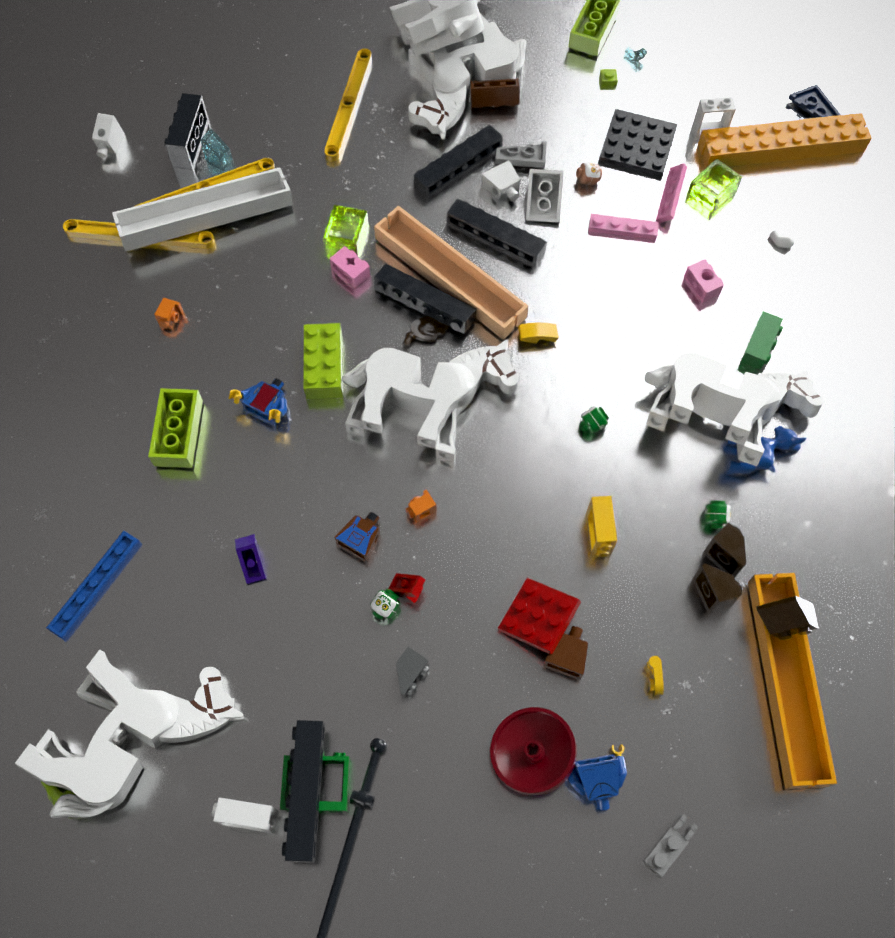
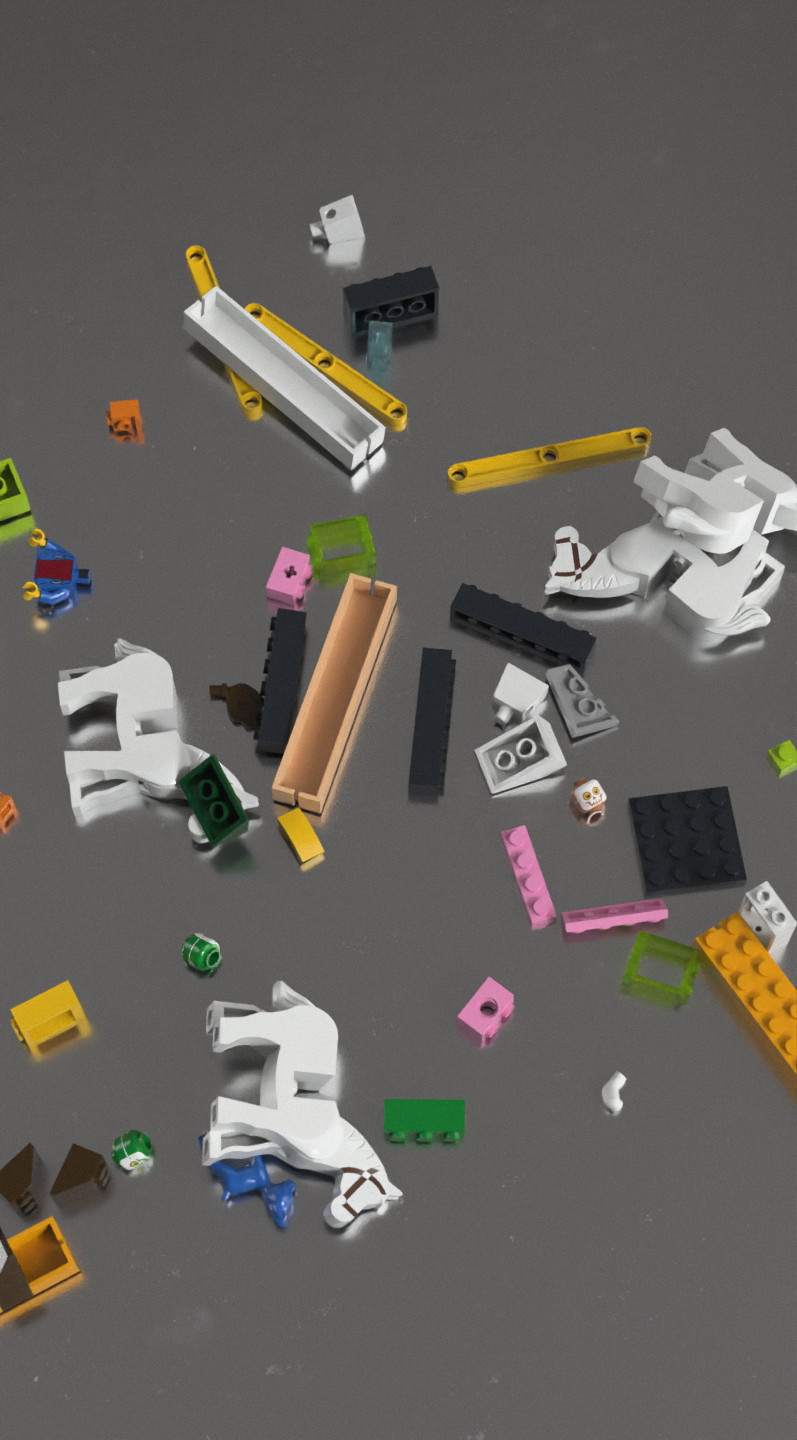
camera: 65 degrees right, 0 degrees up
(323, 361) = (138, 608): lime brick -> none
(495, 93) = (659, 621): reddish brown brick -> none
(503, 357) = (214, 802): none -> dark green slope

